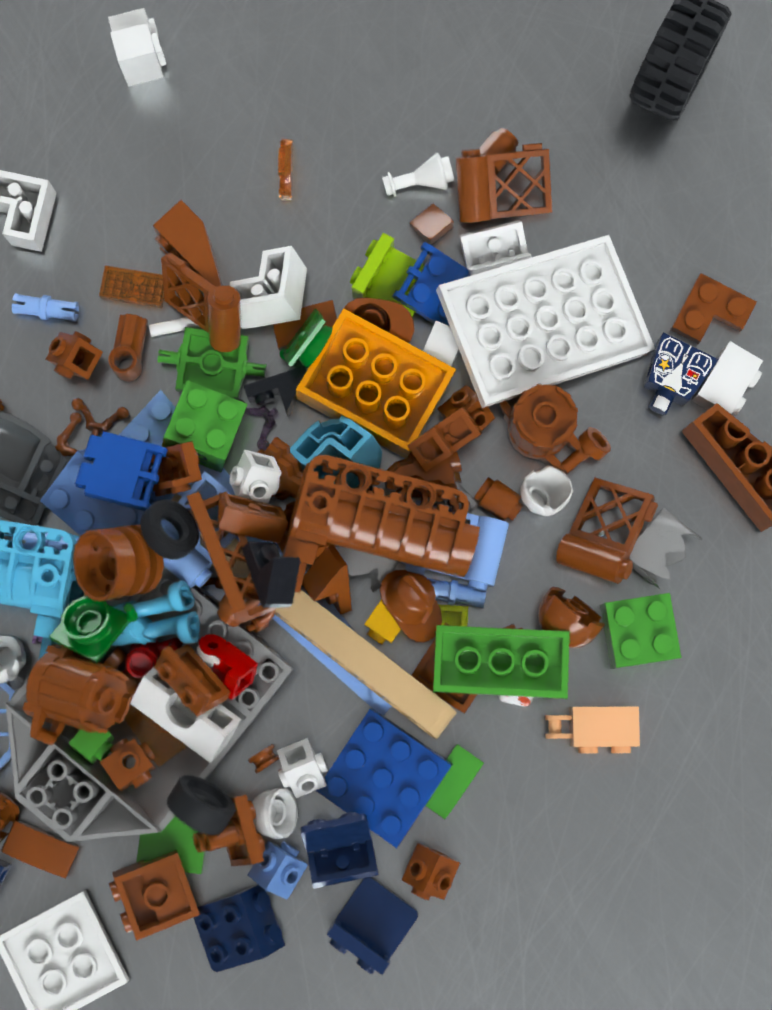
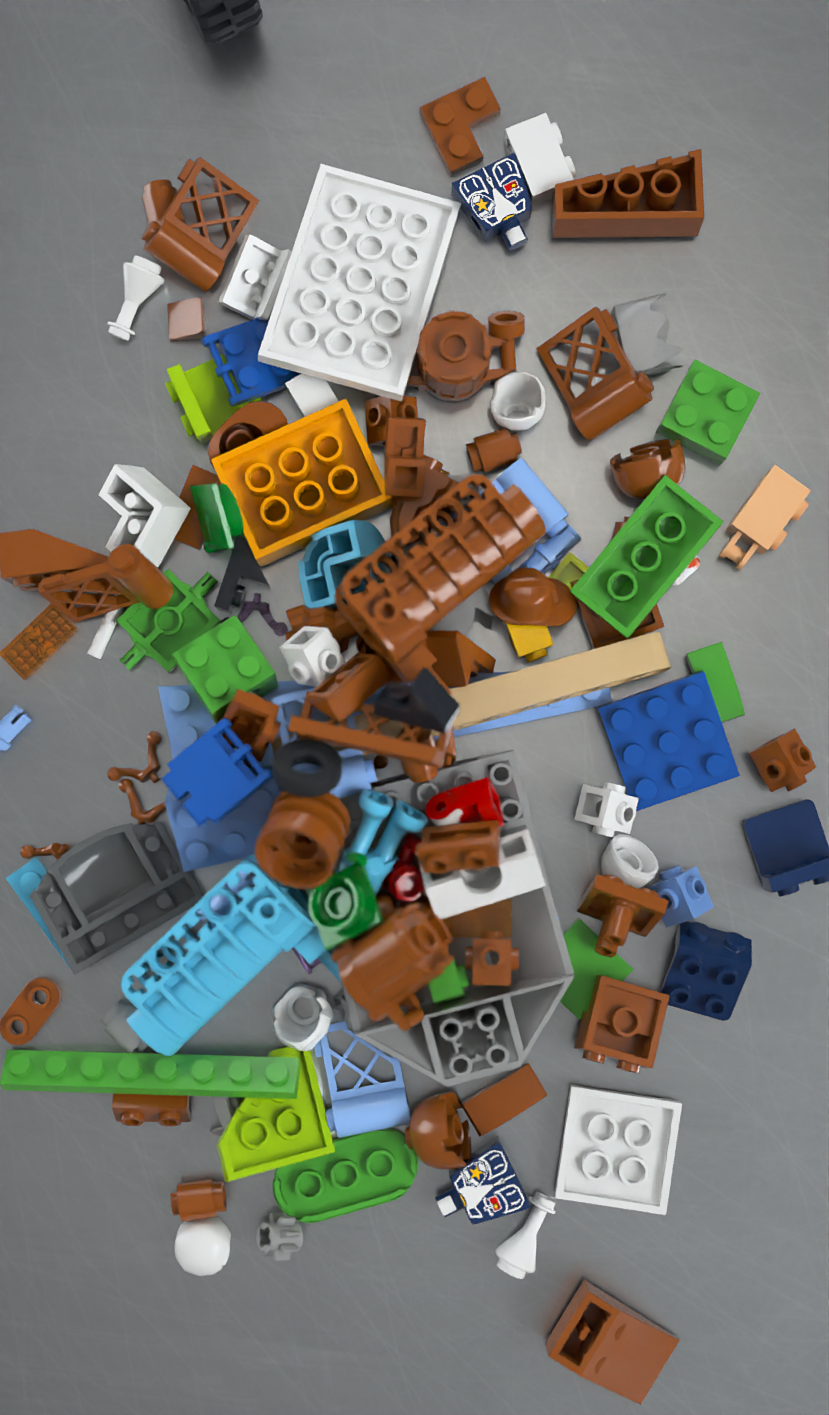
camera: 55 degrees left, 5 degrees up
(73, 355) = (66, 743): dark orange brick -> none
(129, 344) = (93, 684): dark orange piece -> none
(201, 805) = (579, 920): black tyre -> none
(264, 758) = (572, 837): dark orange bush -> none
(285, 169) = (31, 416): clear orange tile -> none
(339, 849) = (704, 828): dark blue bracket -> none

